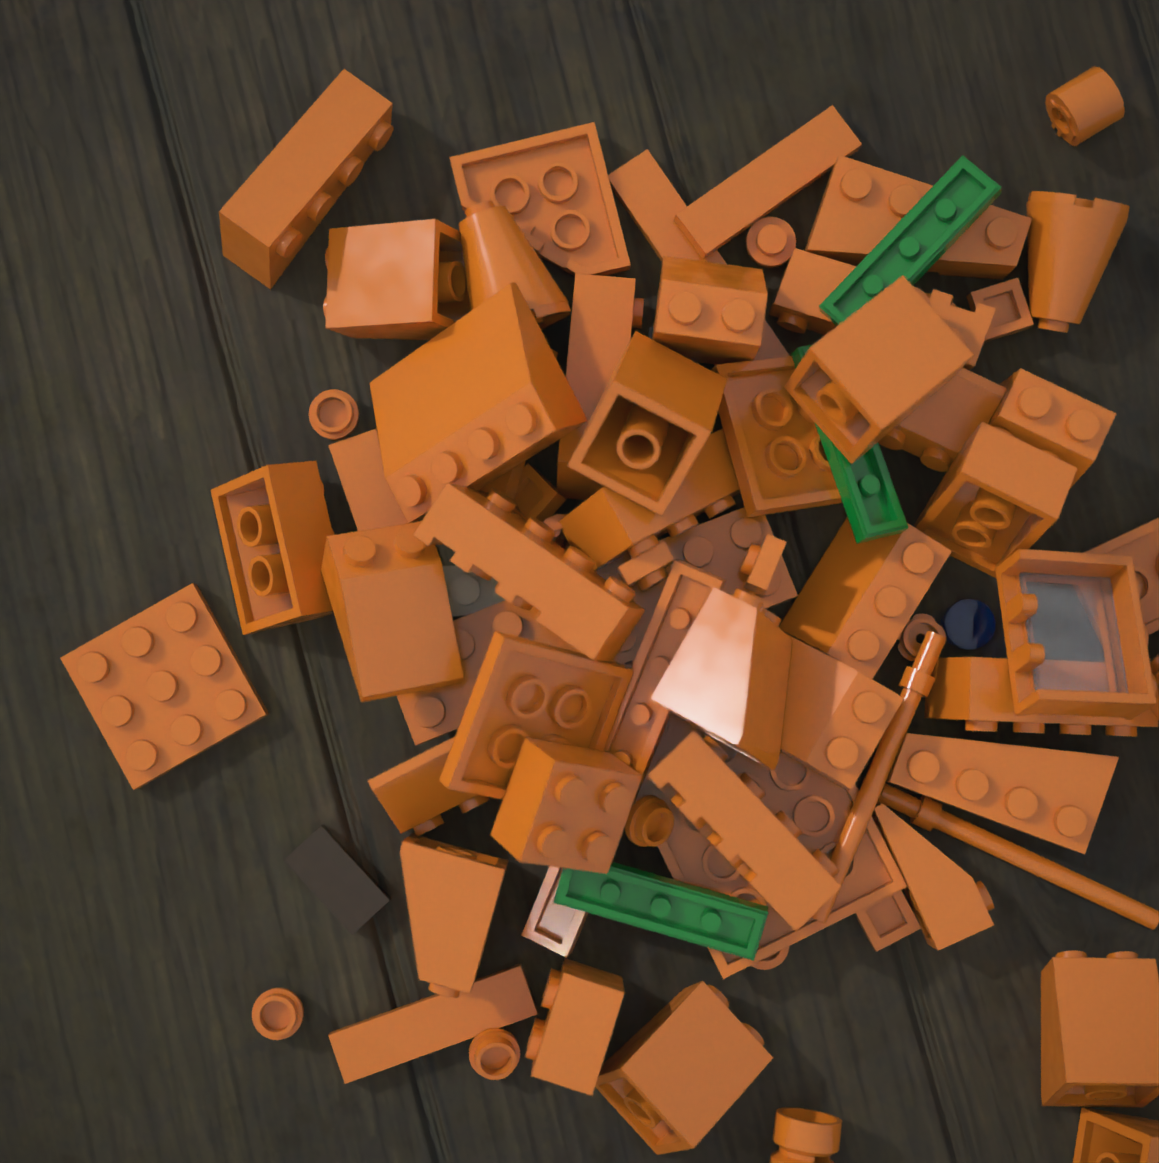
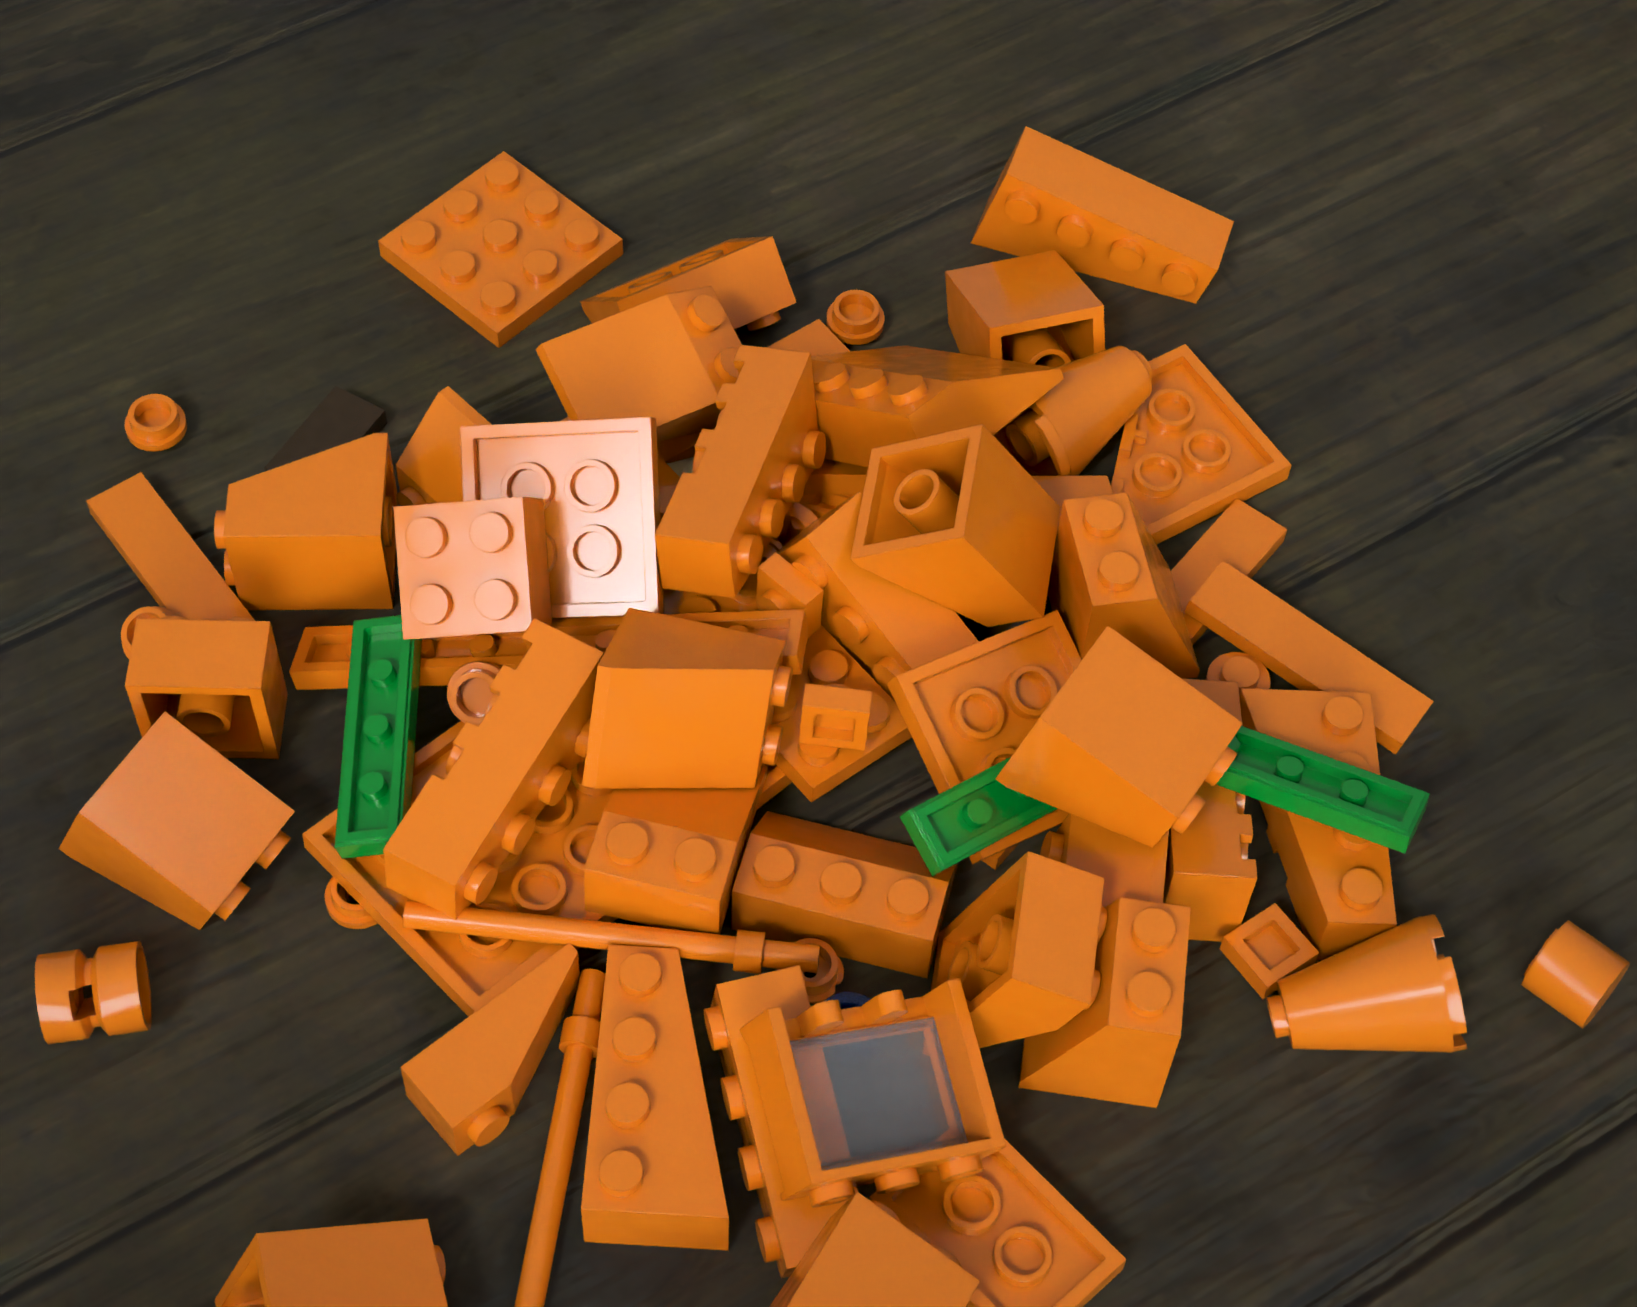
camera: 70 degrees right, 30 degrees down
(887, 921) = (422, 1014): orange plate -> none

